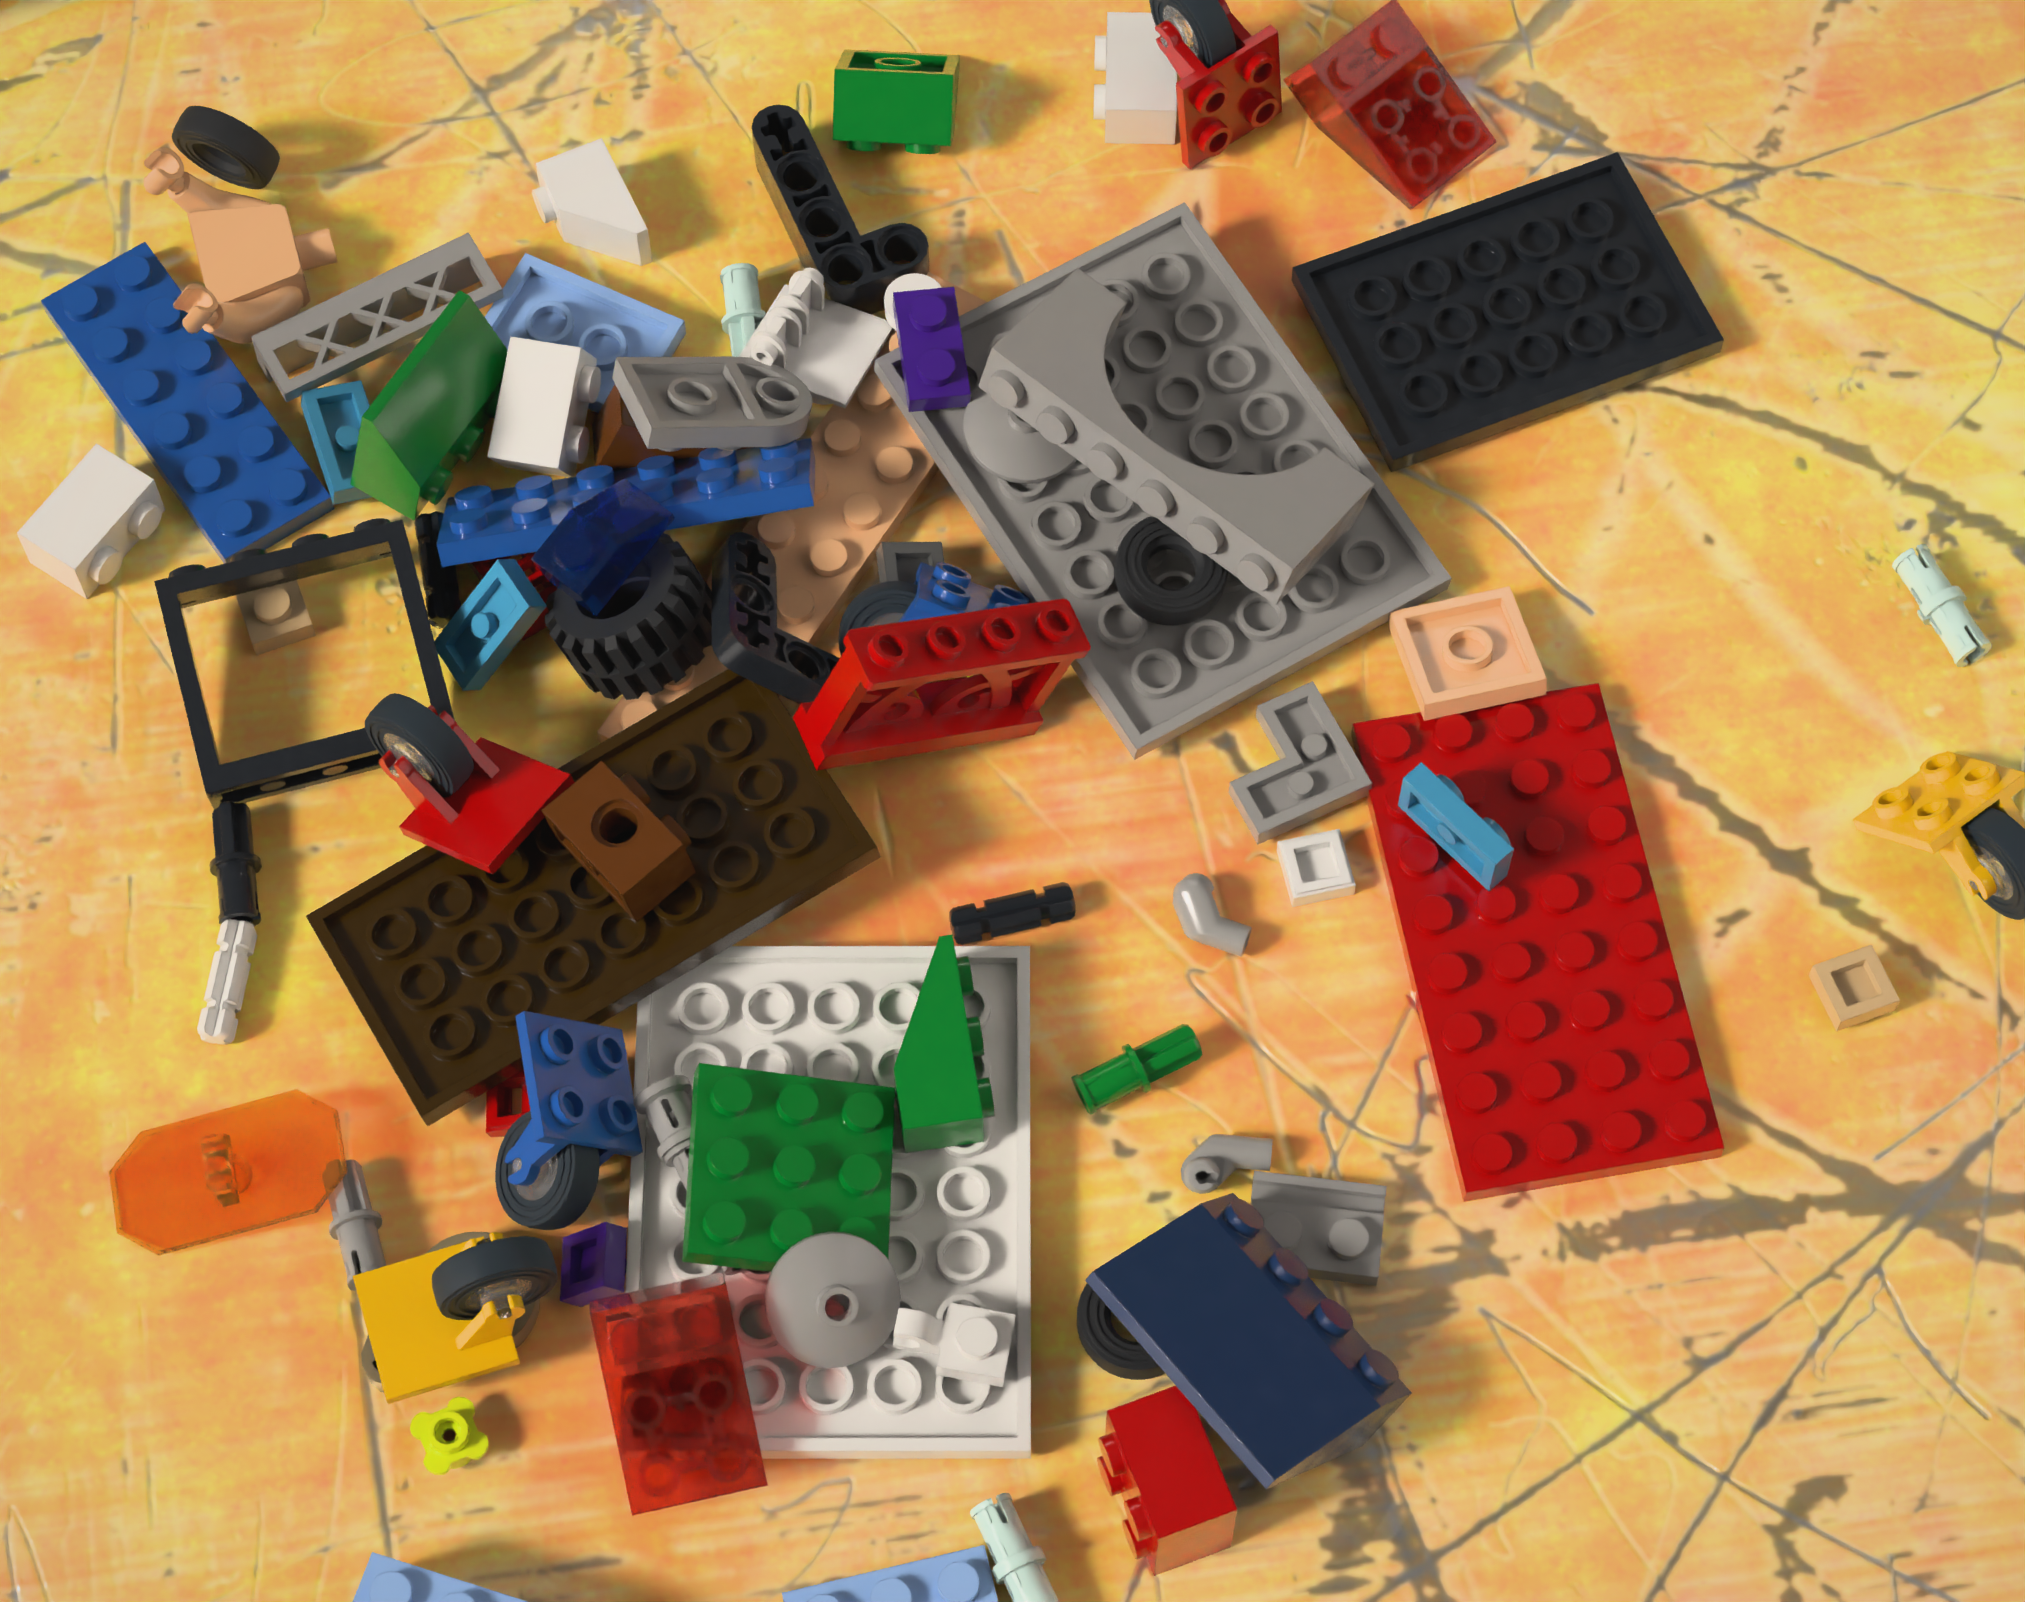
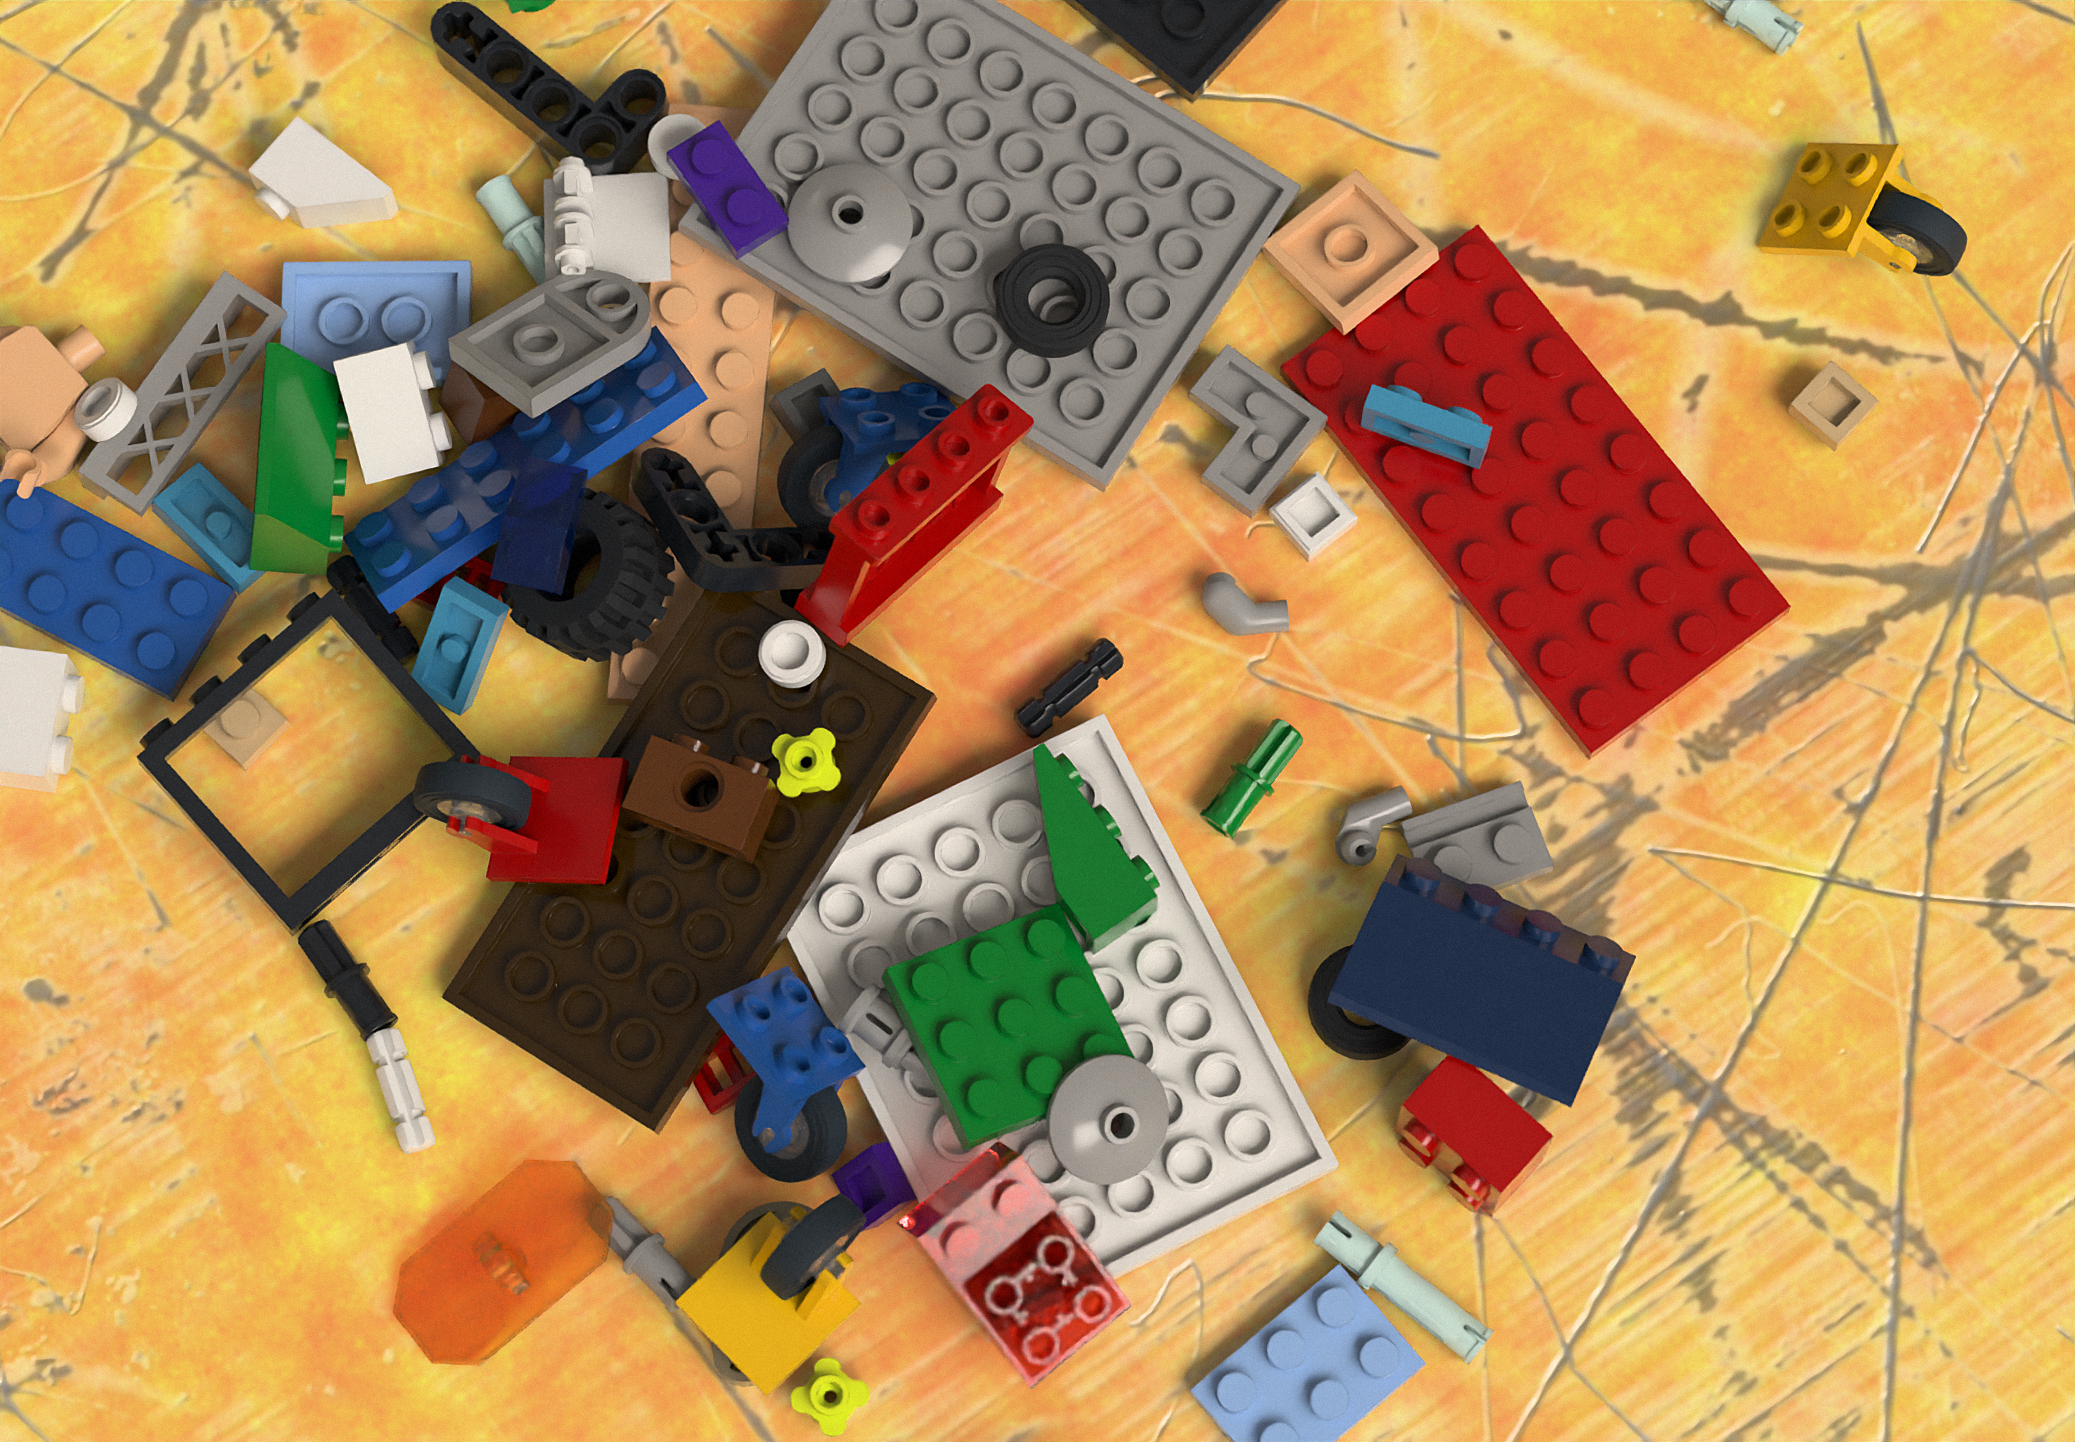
camera: 25 degrees left, 10 degrees up
(302, 296) = (105, 409): none -> white tile
(738, 867) = (819, 776): none -> neon yellow plate
(769, 755) = (792, 654): none -> white tile
(970, 1342) = (1239, 1096): white plate -> none
(1252, 525) = (872, 177): light grey arch -> none

